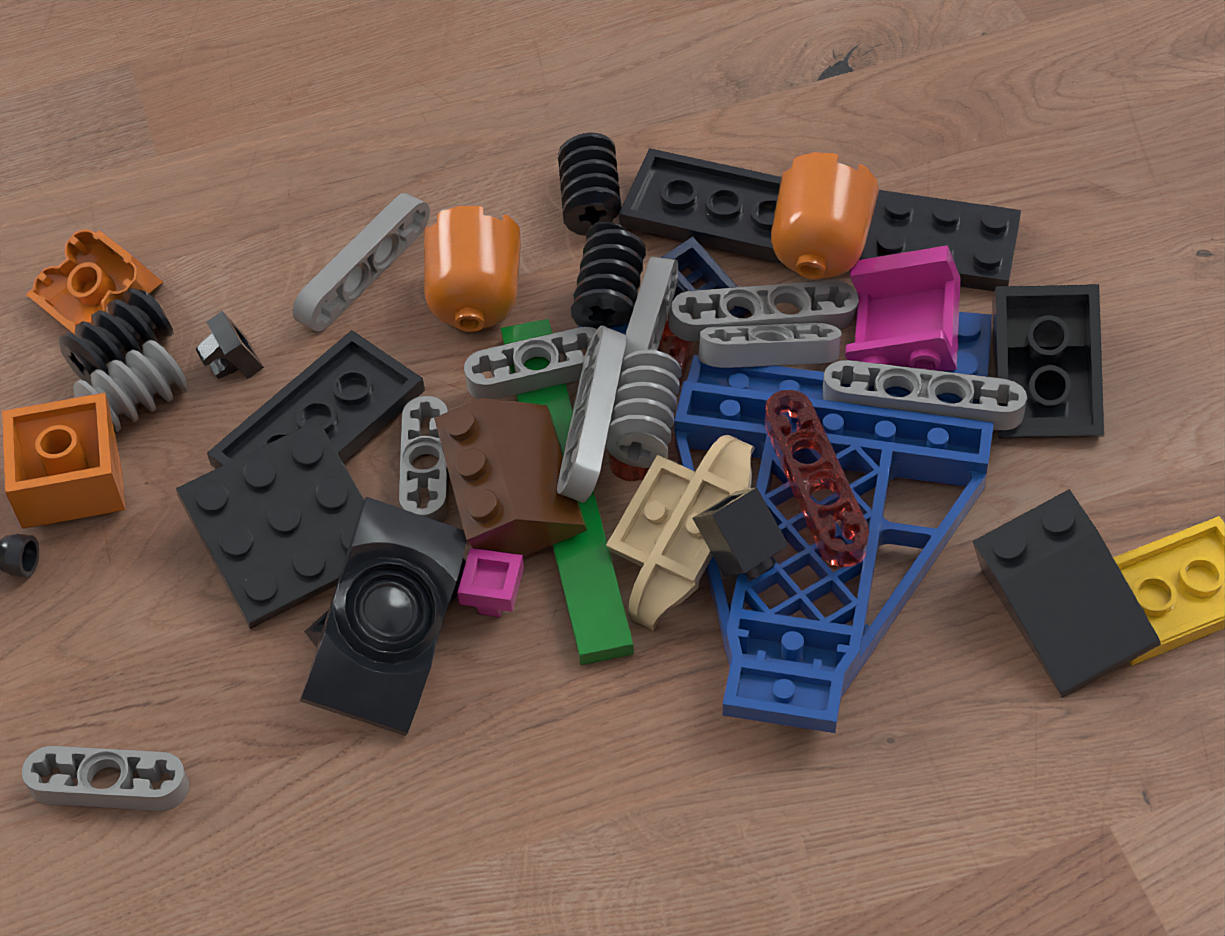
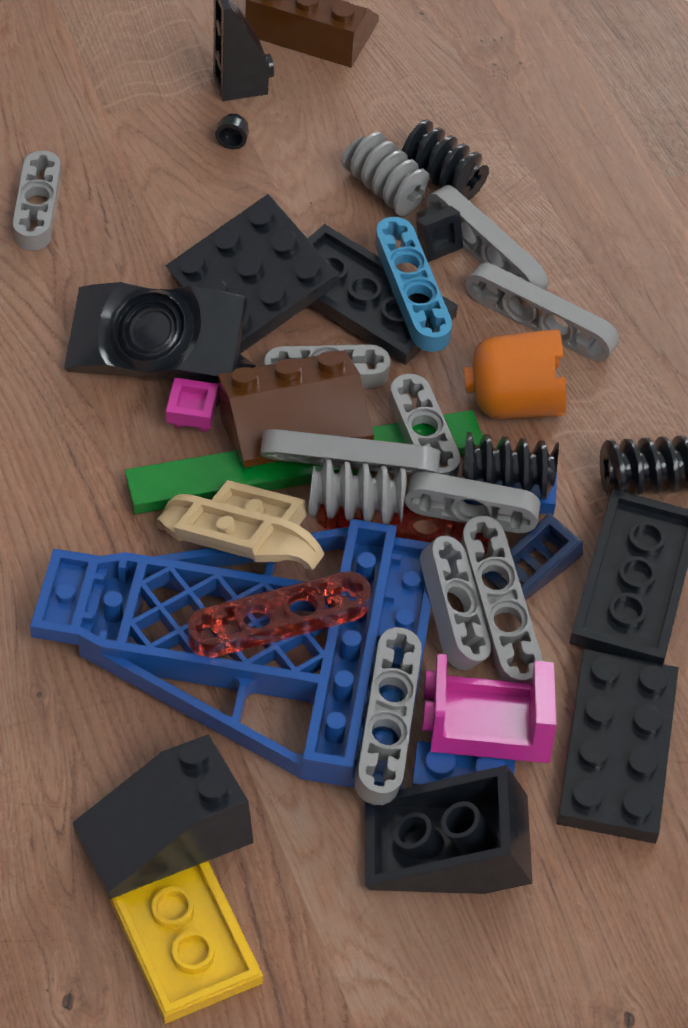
camera: 80 degrees right, 0 degrees up
(62, 461) = (308, 136): orange slope -> none
(89, 278) = (510, 146): orange slope -> none
(191, 329) = (486, 240): none -> light grey beam
(324, 369) = (414, 282): none -> dark azure beam
(741, 533) = (201, 543): black brick -> none
(823, 215) = (582, 623): orange cylinder -> none

